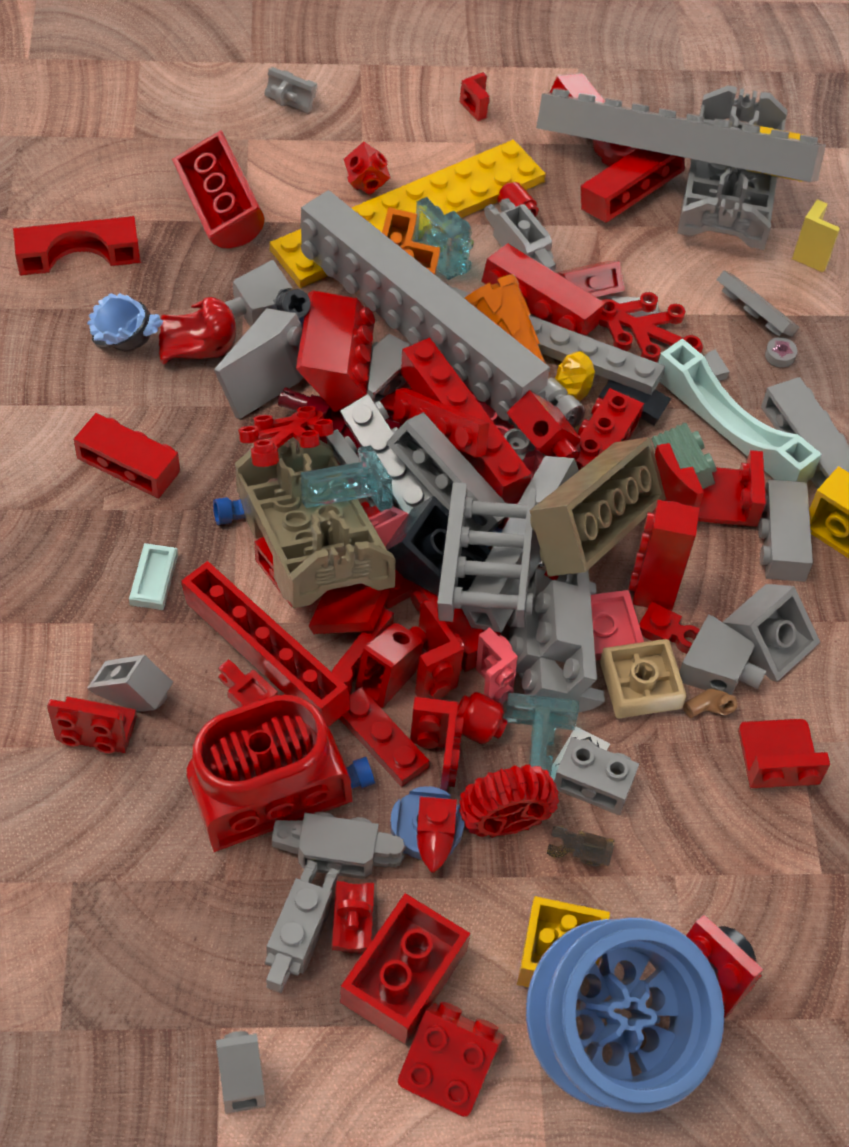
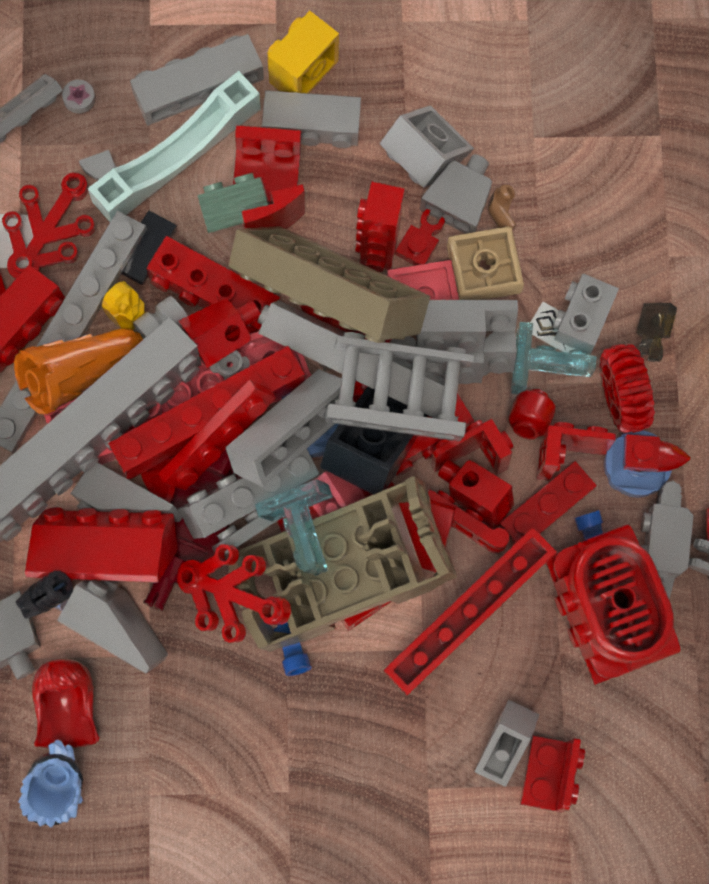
camera: 90 degrees left, 20 degrees up
(127, 455) = (227, 767): red brick -> none
(153, 576) = (374, 731): light aqua tile -> none
(244, 688) = (509, 628): red plate -> none
(496, 665) = (495, 387): coral bracket -> none
(781, 754) = (556, 153): red bracket -> none

